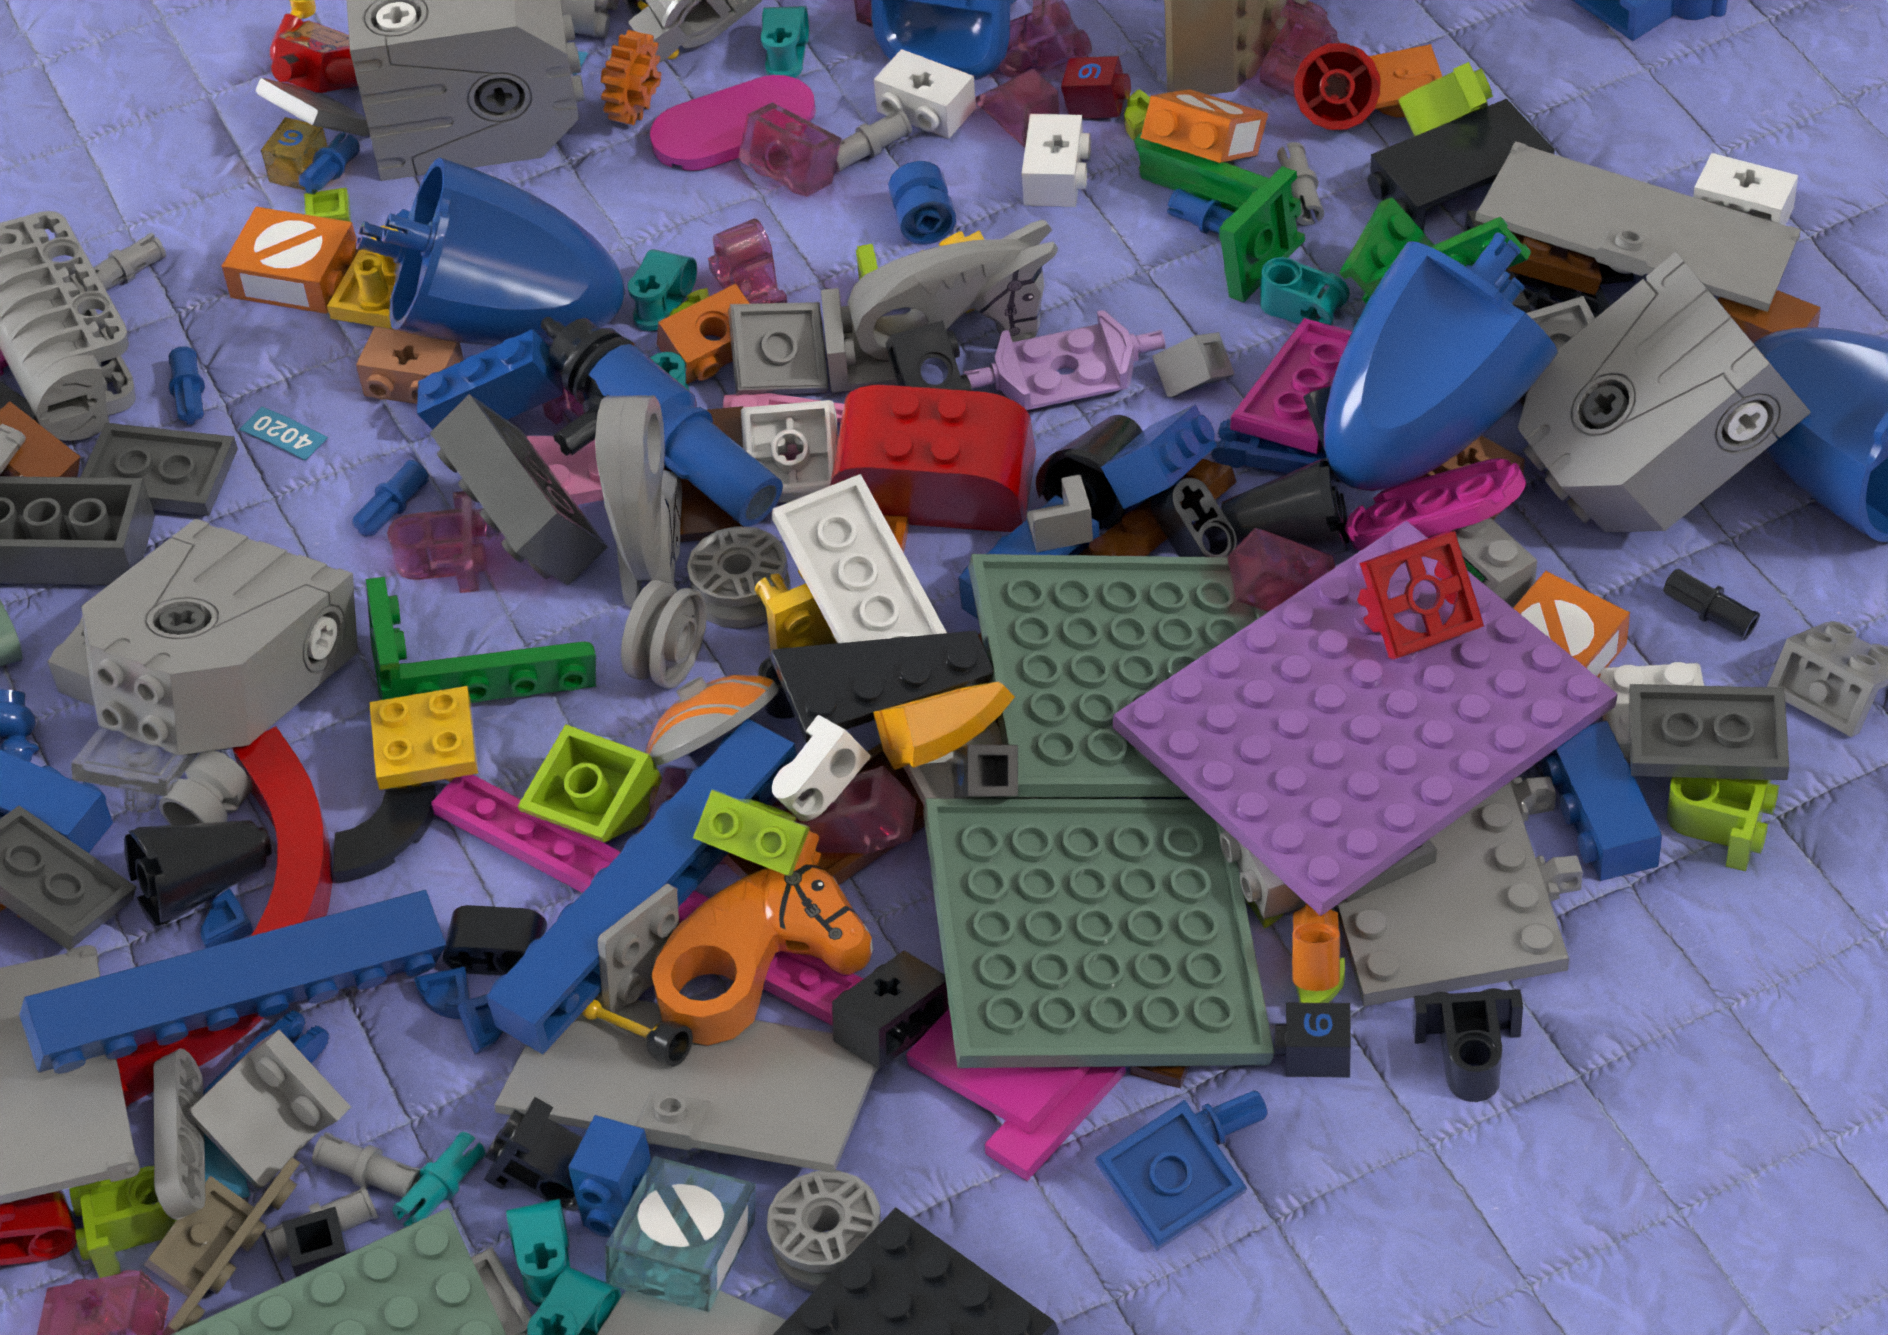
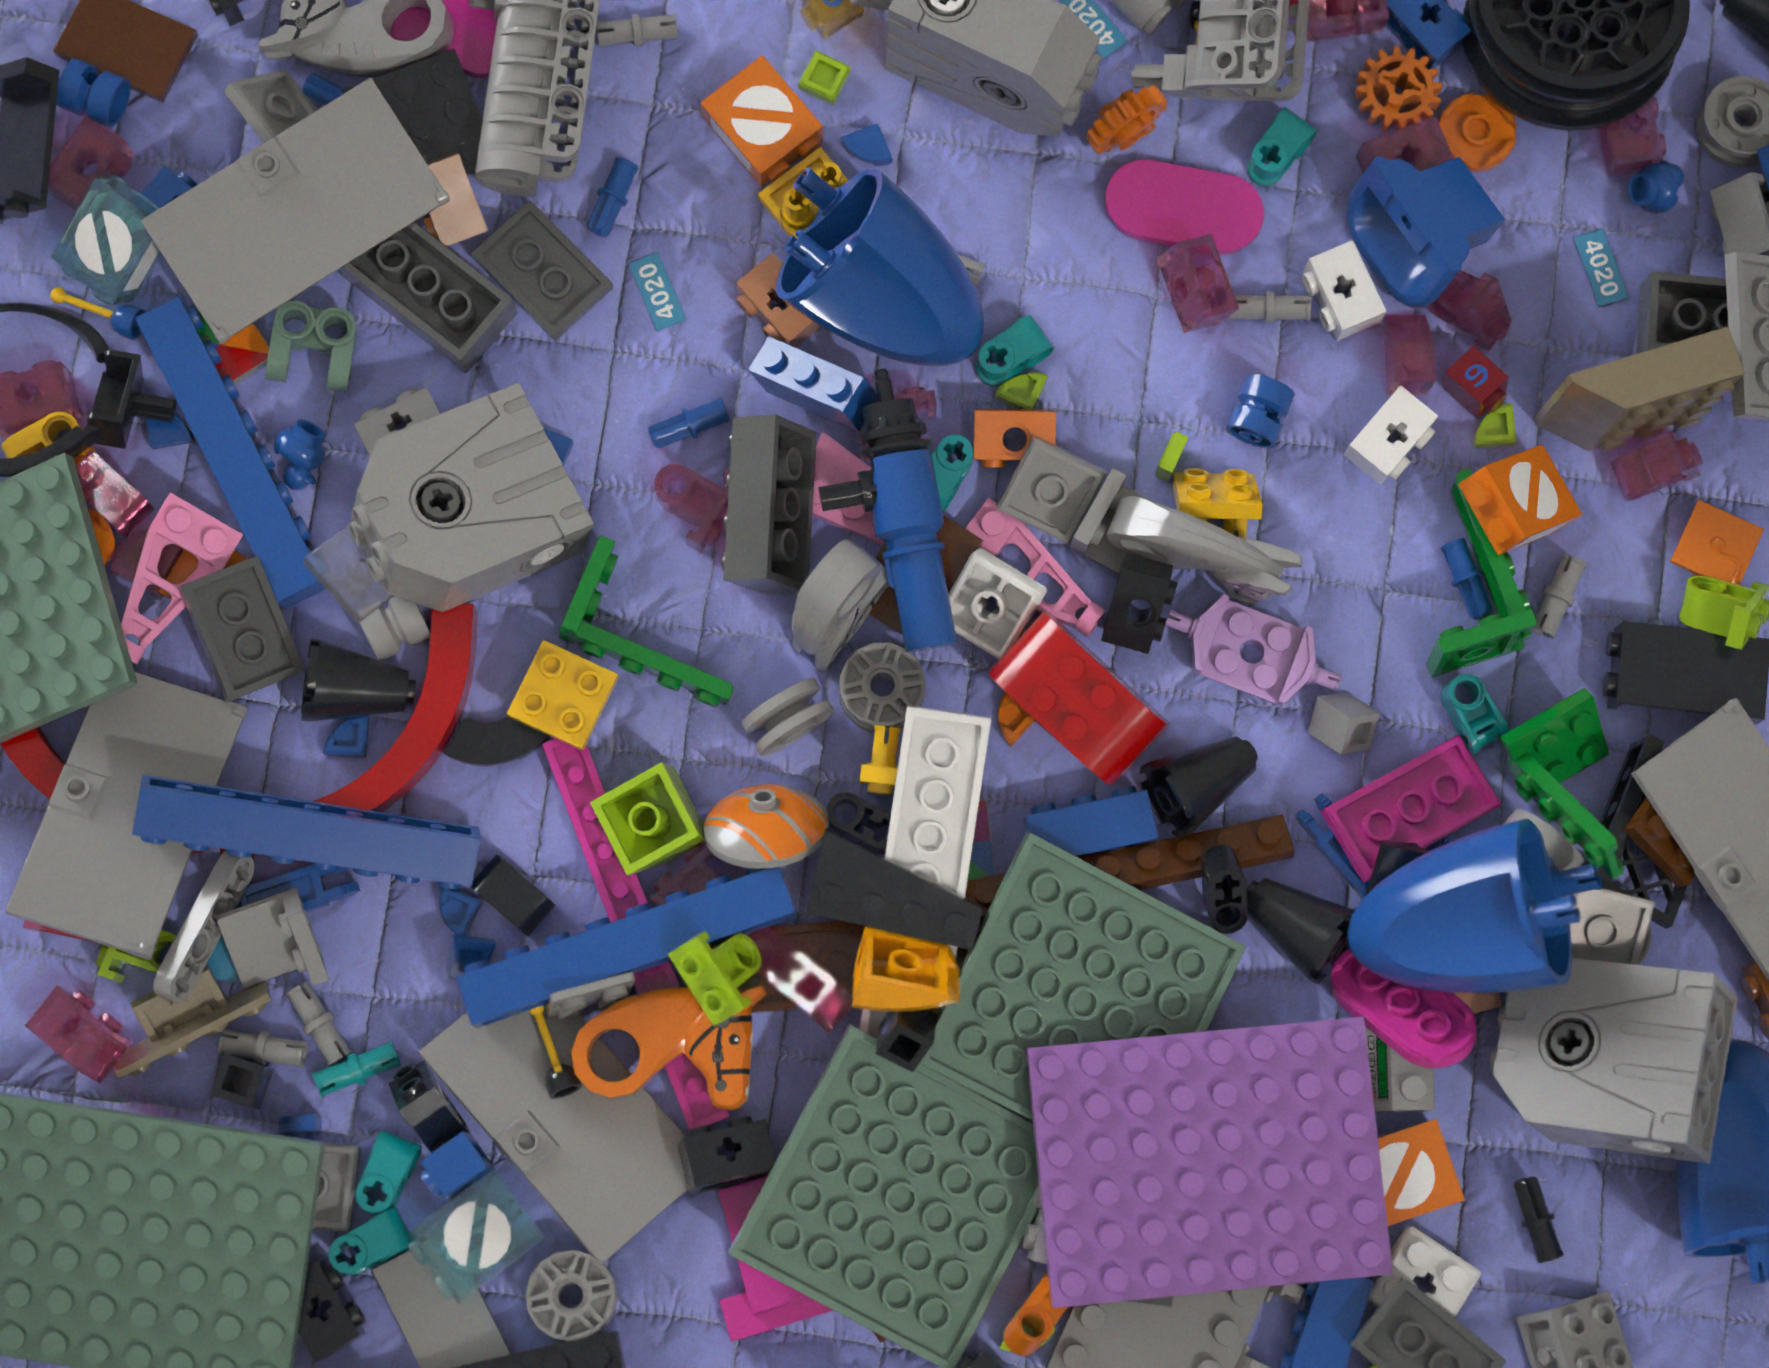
camera: 25 degrees right, 30 degrees up
(329, 163) = (850, 34): blue axle -> none
(746, 258) = (1081, 393): clear pink pin -> none
(819, 770) = (798, 948): white leg -> none
(1064, 523) = (1128, 823): light grey panel -> none
(1160, 456) = (1240, 817): blue brick -> none
(1273, 569) = (1249, 988): clear pink brick -> none
(1337, 86) = (1652, 530): red cylinder -> none
(1453, 587) = (1324, 1147): red piece -> none

